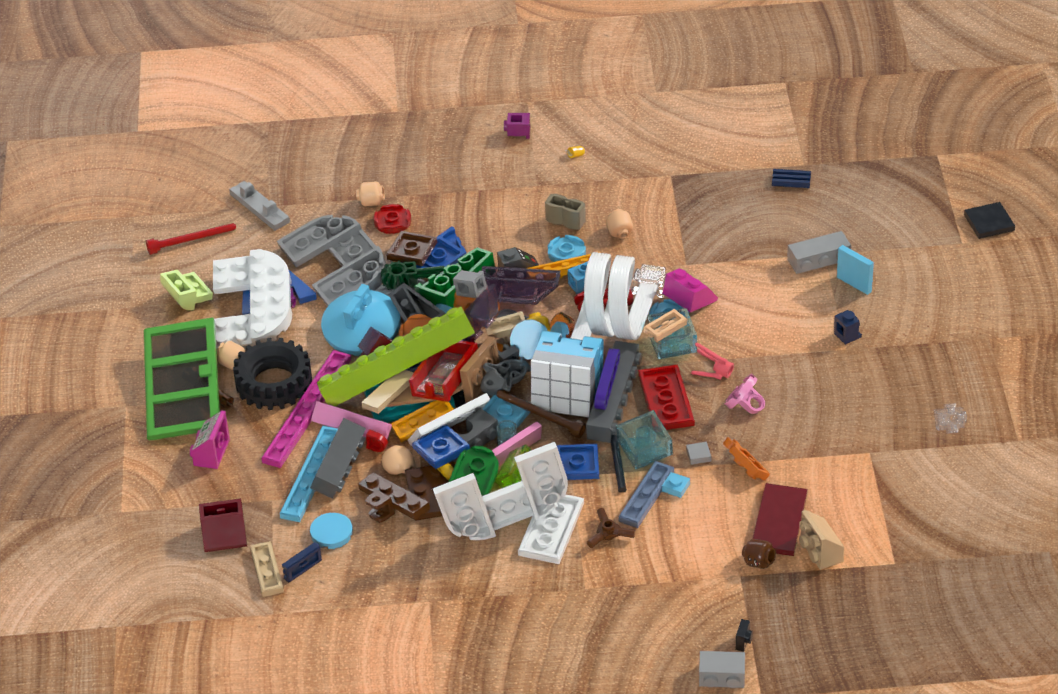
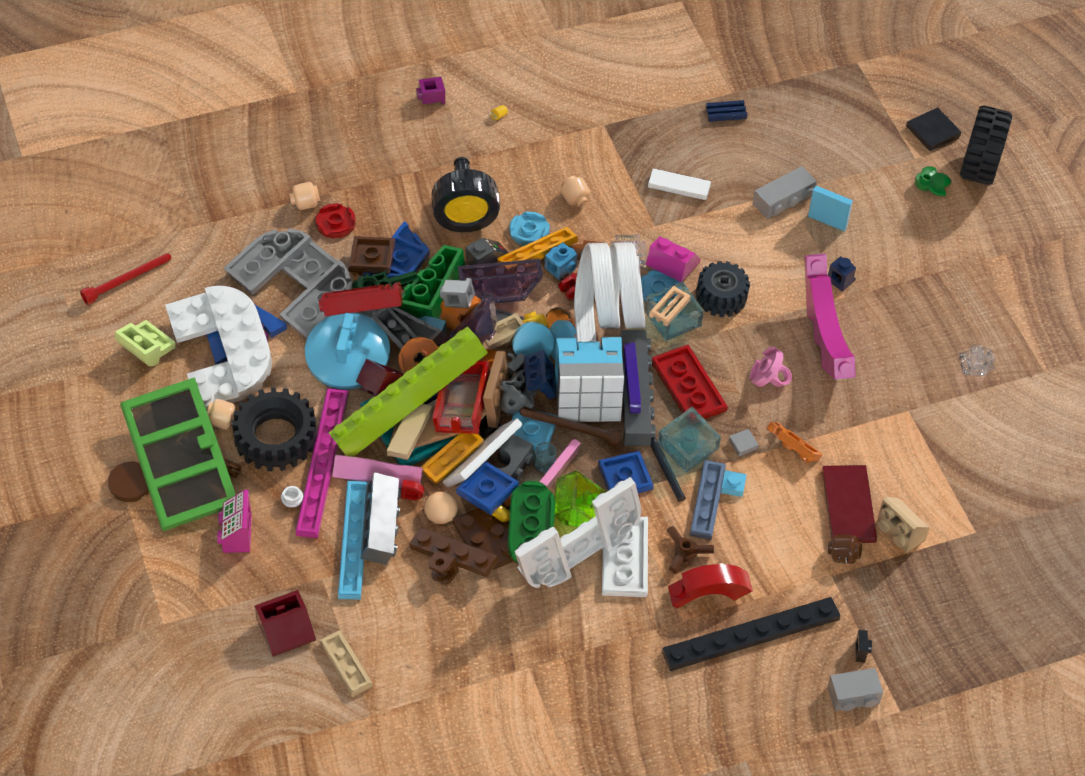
camera: 20 degrees left, 10 degrees up
(130, 396) = (127, 482): none -> reddish brown tile
(259, 205) = (188, 227): light grey hinge -> none
(268, 430) = (292, 496): none -> white plate
(302, 562) = (383, 649): dark blue tile -> none
(331, 530) = (399, 604): medium azure tile -> none
(382, 276) = (361, 299): none -> red door
(509, 213) = (465, 198): none -> black wheel
(522, 363) = (540, 374): none -> dark blue bracket
(565, 211) = (517, 186): dark tan brick -> none
(619, 554) = (708, 580): none -> red arch
(644, 609) = (750, 633): none -> black plate
(722, 233) = (679, 184): none -> white tile
(722, 366) = (734, 340): coral plant -> none
(726, 322) = (722, 288): none -> black wheel
(812, 355) = (835, 354): none -> dark pink arch
(970, 263) = (933, 181): none -> green plate
(1025, 234) = (986, 145): none -> black tyre

